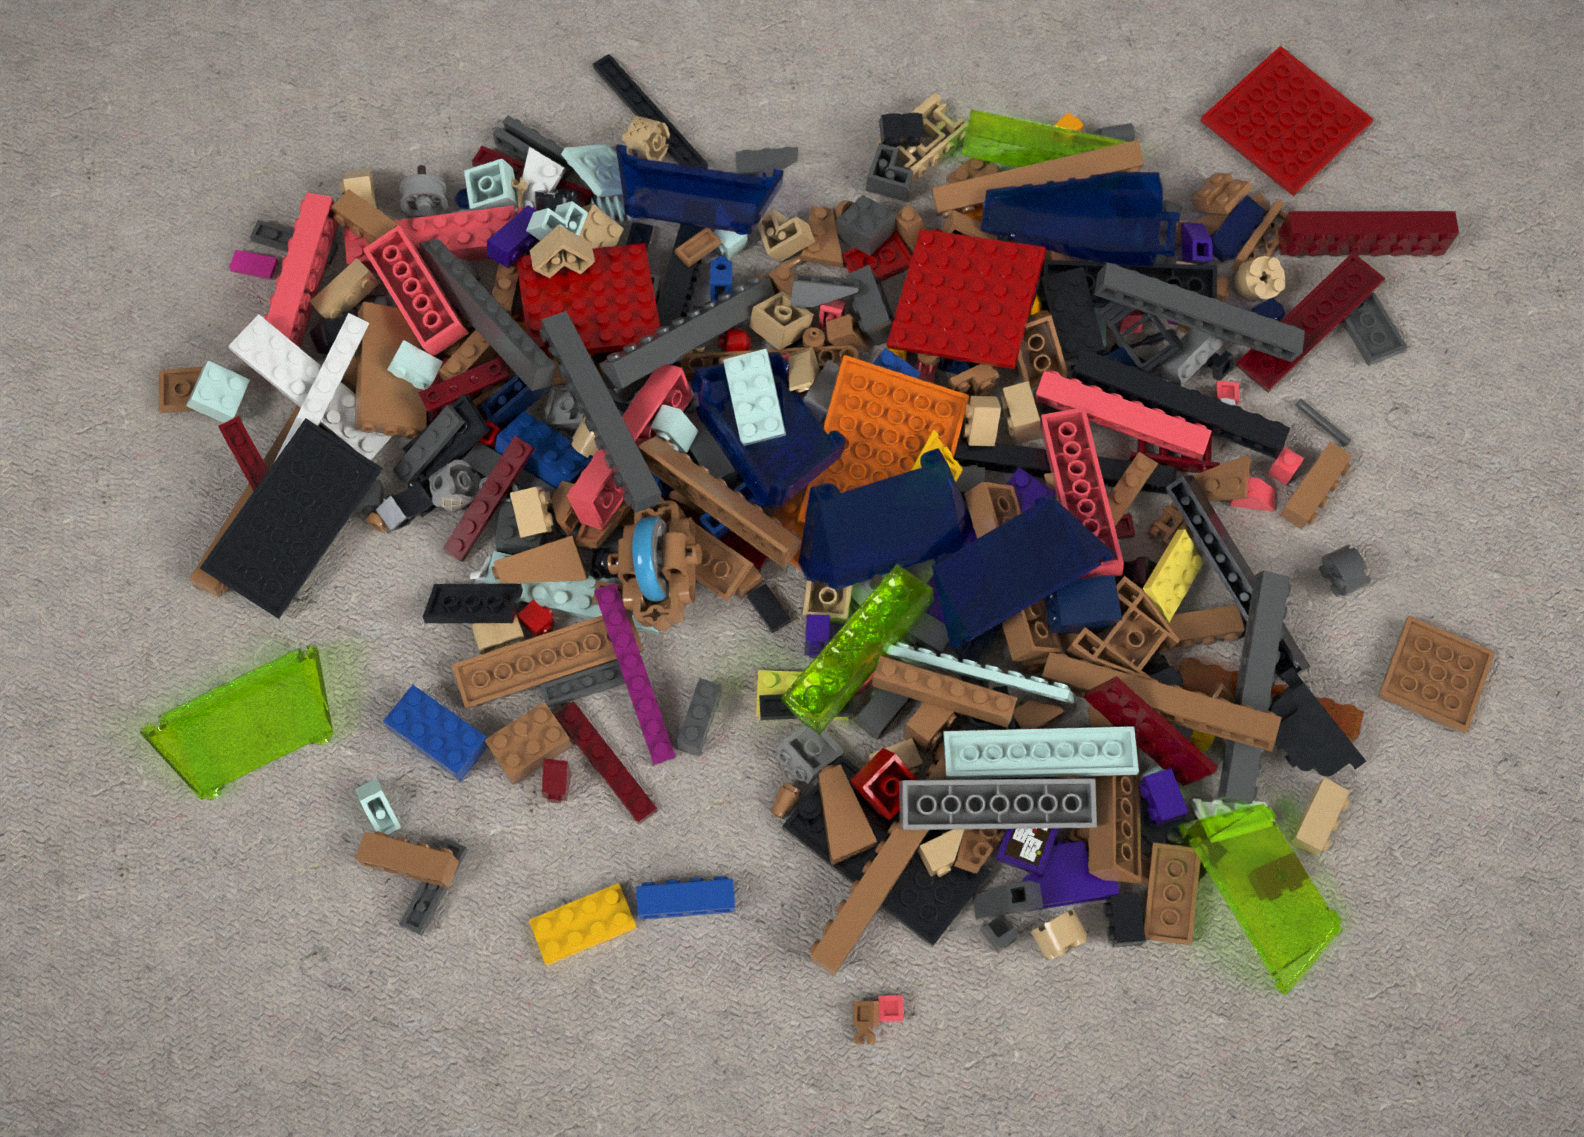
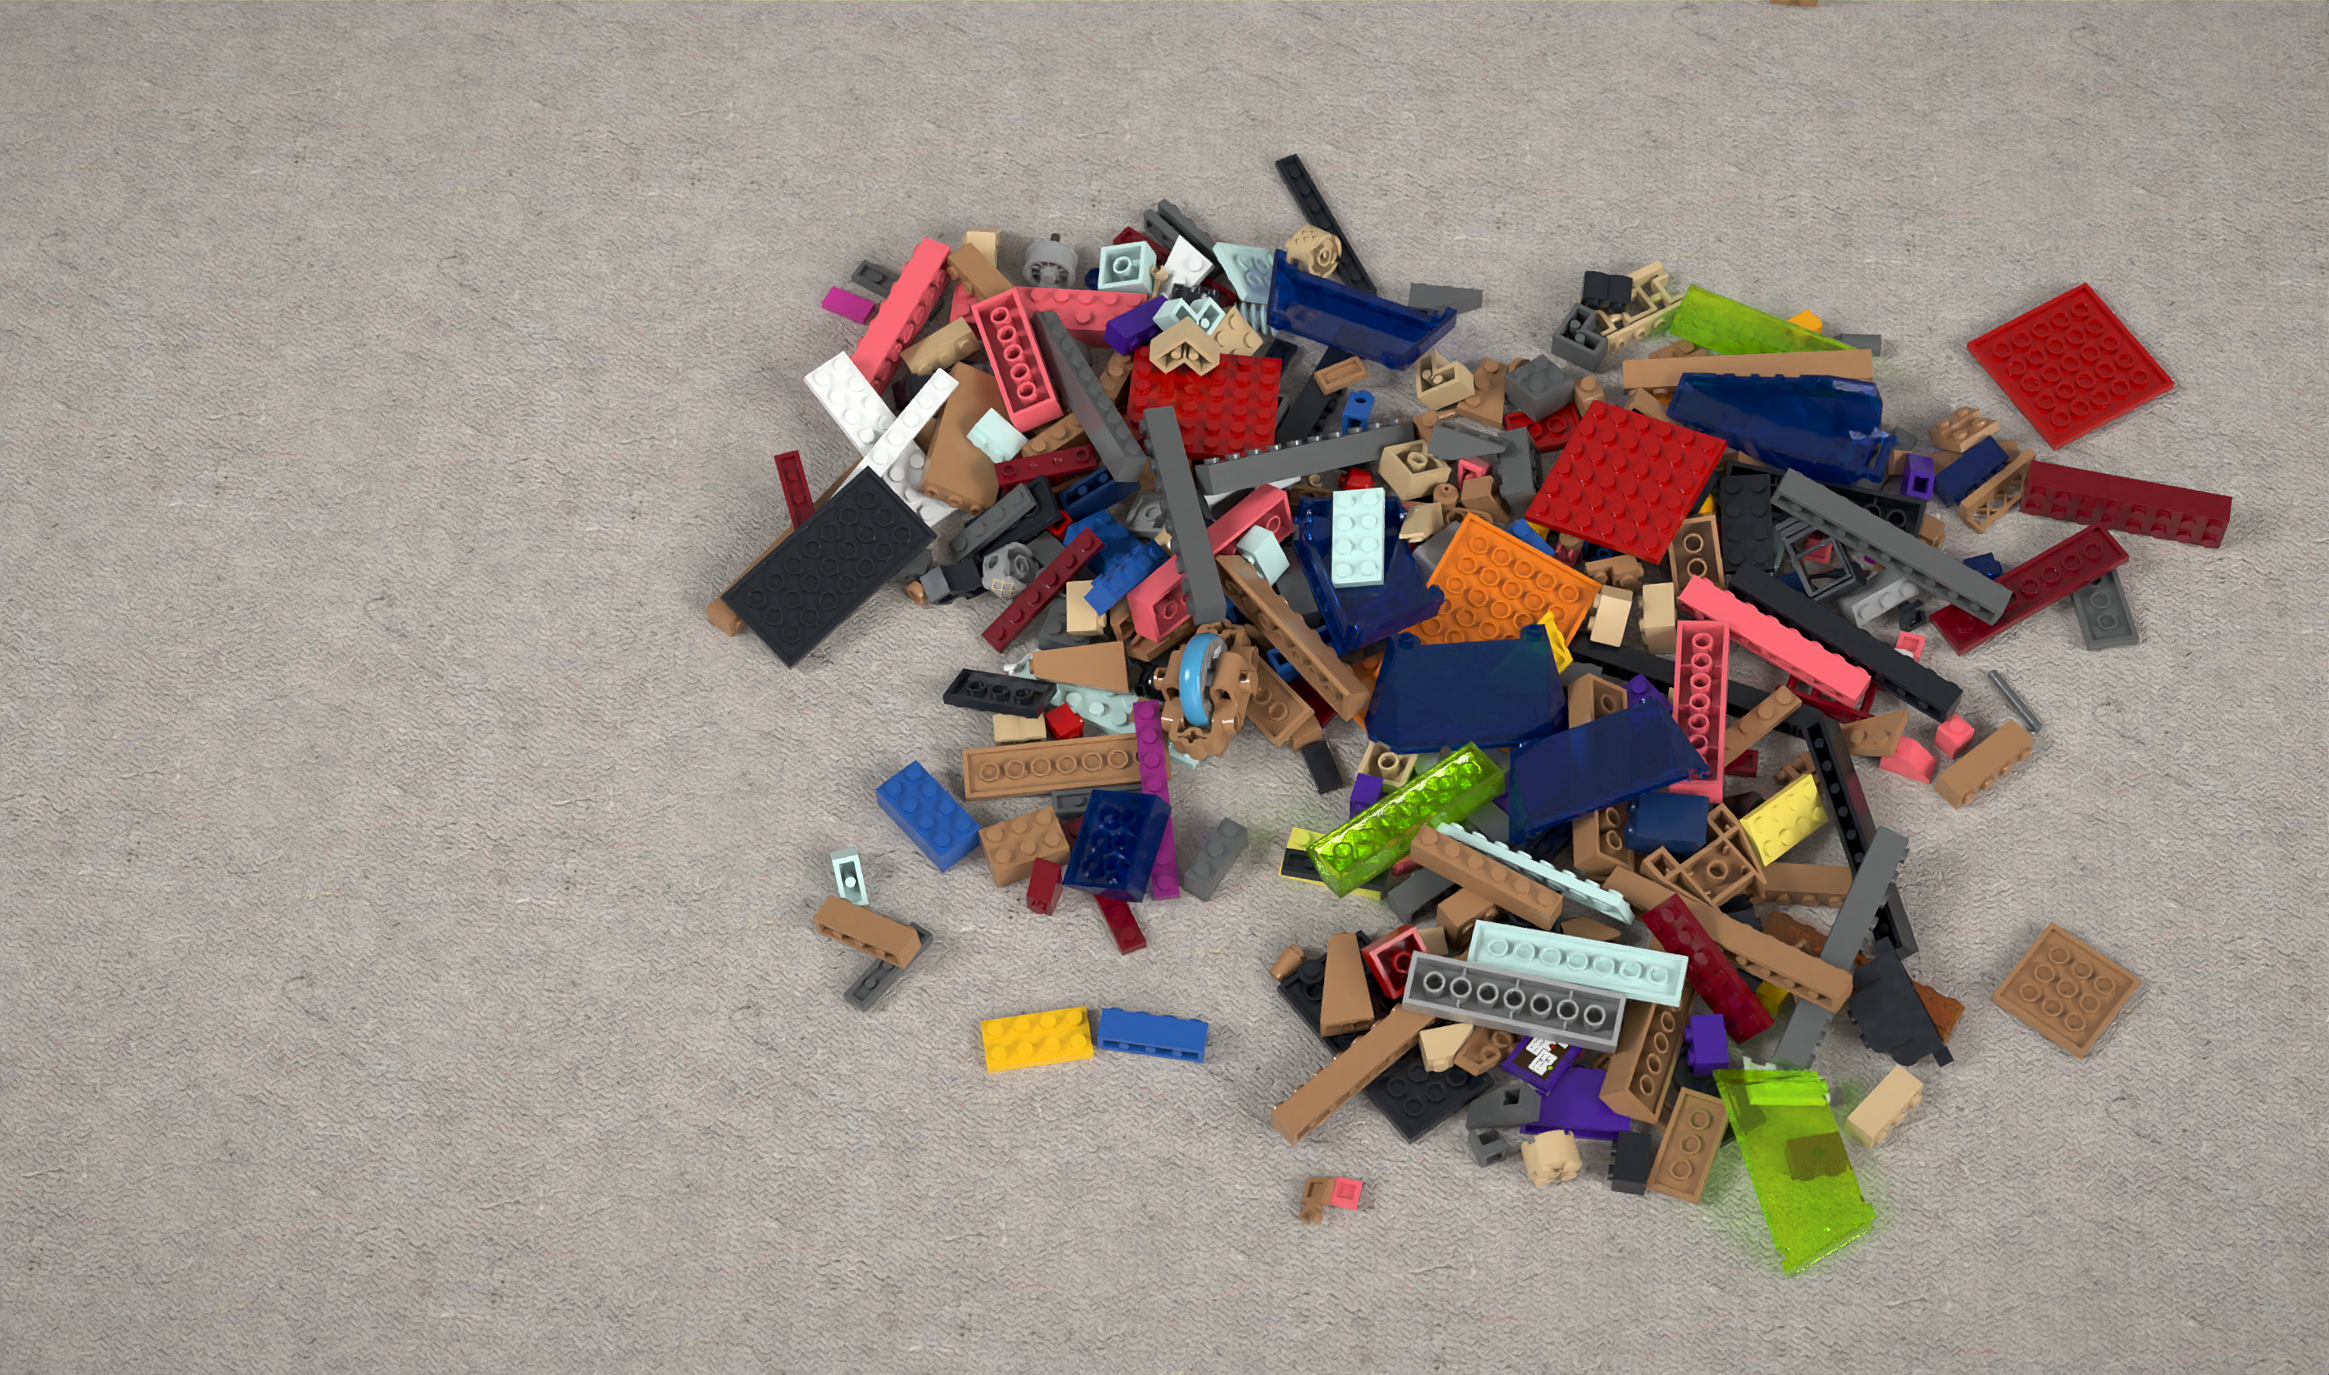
camera: 20 degrees right, 10 degrees down
(176, 388) = (742, 419): medium nougat plate -> none
(217, 392) = (779, 426): light aqua brick -> none
(245, 723) = (733, 764): clear neon green windscreen -> none
(562, 478) = (1123, 578): none -> blue brick
(611, 727) = (1117, 844): none -> clear blue slope
(731, 243) = (1380, 379): light aqua slope -> none
(808, 753) = (1324, 916): light grey plate -> none
(1259, 278) = (1991, 520): tan brick -> none
(1345, 570) = (1988, 857): dark grey brick -> none

